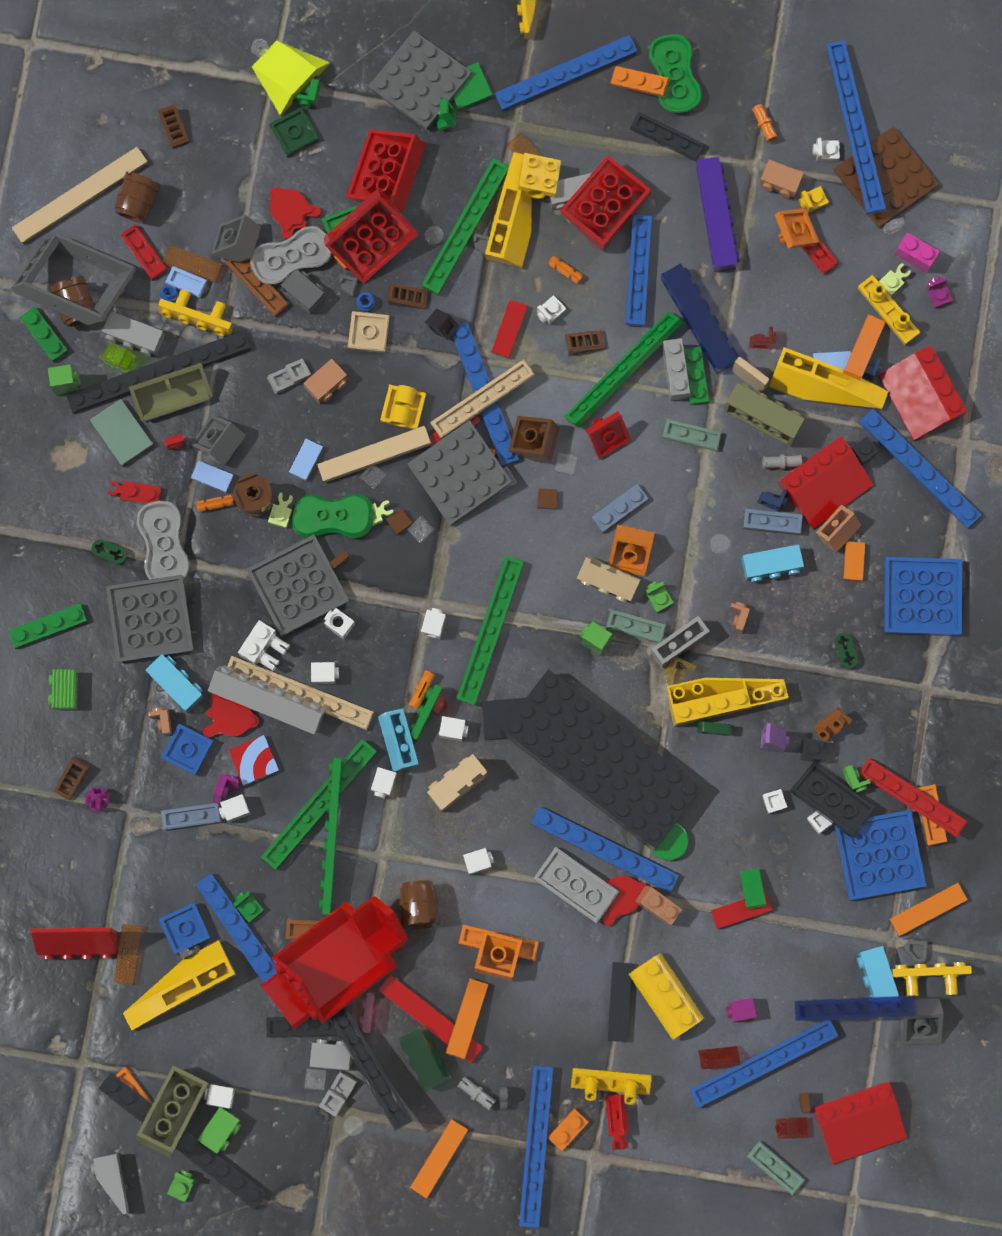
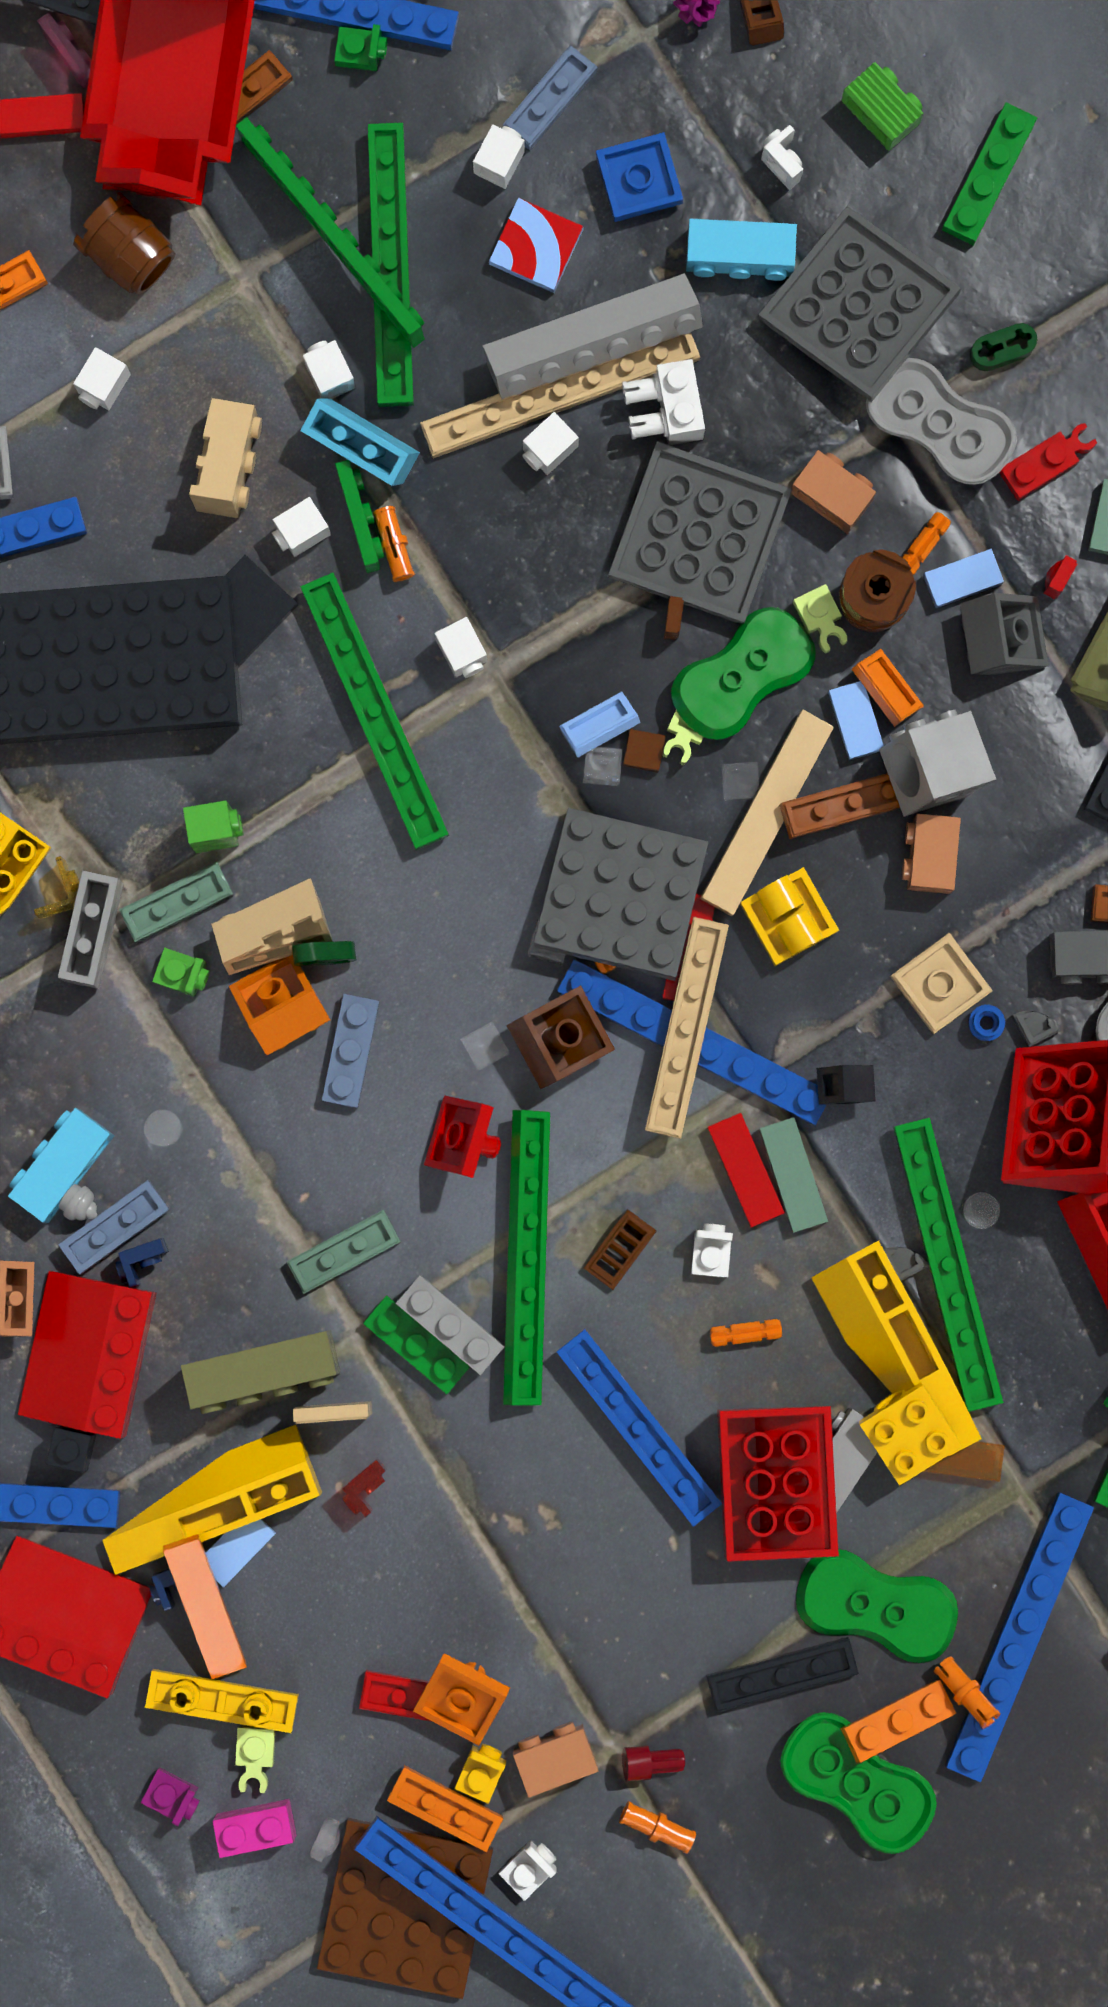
camera: 135 degrees right, 5 degrees up
(125, 703) = (782, 162): none -> white bracket
(164, 723) = (703, 184): nougat bracket -> none
(224, 784) = (540, 162): magenta bracket -> none
(229, 718) = (620, 267): red tile -> none
(230, 554) = (833, 491): none -> nougat brick
(282, 460) = (887, 687): none -> orange tile
(289, 376) = (992, 817): light grey slope -> none
(293, 410) = (936, 762): none -> light grey brick
(337, 428) = (839, 806): none -> dark orange tile
(343, 630) = (582, 543): white brick -> none
(407, 303) = (959, 1066): reddish brown slope -> none
(407, 546) = (599, 724): none -> light blue tile
(440, 705) = (347, 545): clear red tile -> none
(492, 311) = (793, 1175): none -> sand green tile
(547, 498) = (465, 971): reddish brown tile -> none
(596, 551) = (323, 953): none -> dark green beam
(602, 118) = (904, 1614): none -> green plate
(604, 68) = (967, 1692): none -> orange pin
(698, 318) = (485, 1433): clear blue brick -> none
(716, 214) = (602, 1618): dark purple brick -> none
(739, 620) = (33, 1041): nougat bracket -> none
(749, 150) = (641, 1763): none -> dark red piece
(778, 540) = (78, 1203): none -> light grey plate
(781, 461) = (178, 1328): light grey pin -> none
(838, 198) = (445, 1808): none -> orange plate

